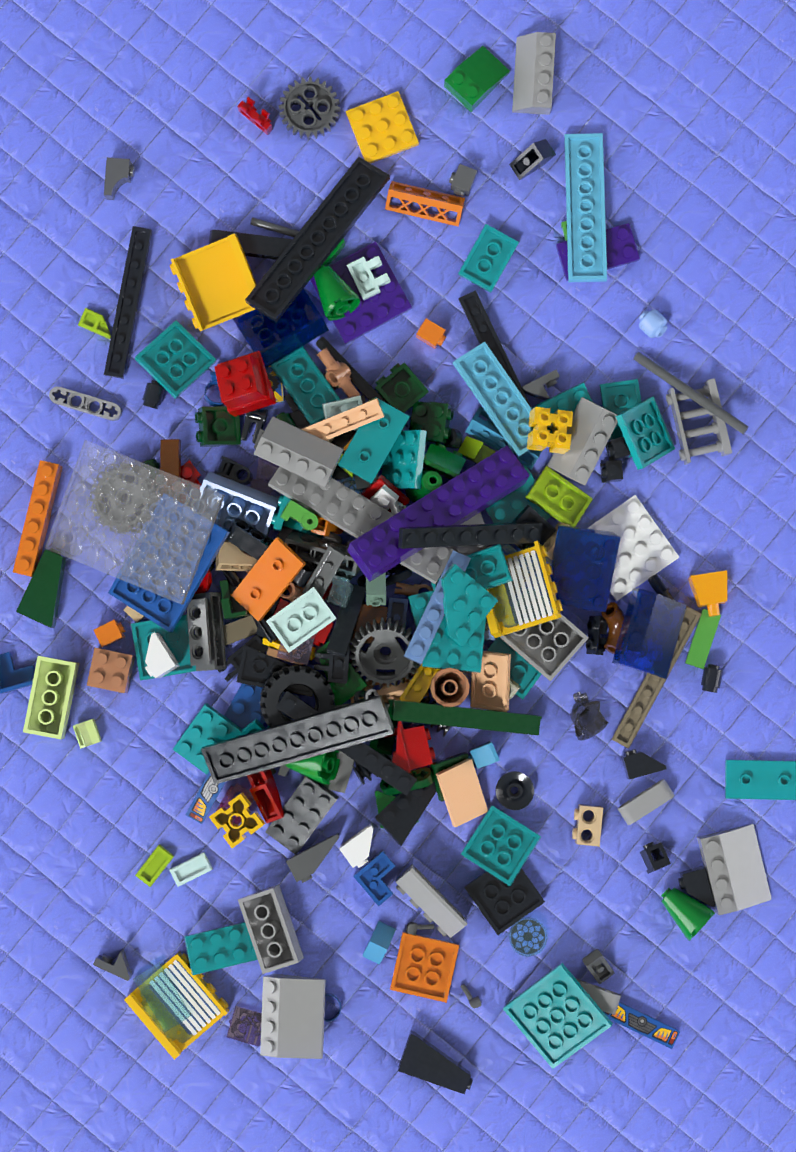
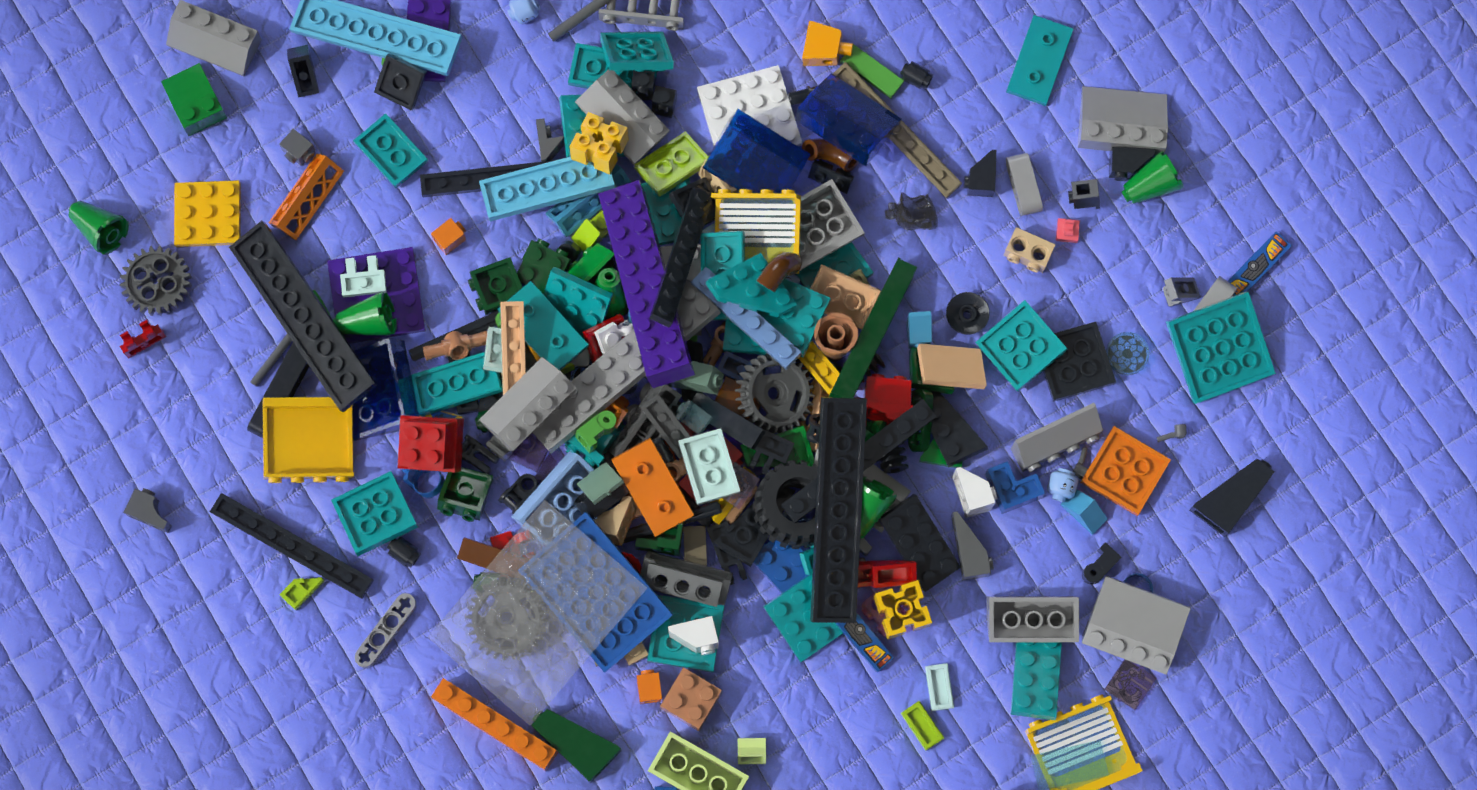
camera: 75 degrees left, 10 degrees down
(256, 534) = (600, 483): none -> sand green piece
(336, 972) = (1095, 571): none -> black leg
(338, 43) = (99, 226): none -> green cone
(393, 918) = (1062, 485): none -> light blue head
(484, 621) = (779, 269): none -> reddish brown cylinder
(550, 243) = (400, 81): none -> black tile
(618, 852) = (1067, 230): none -> coral tile

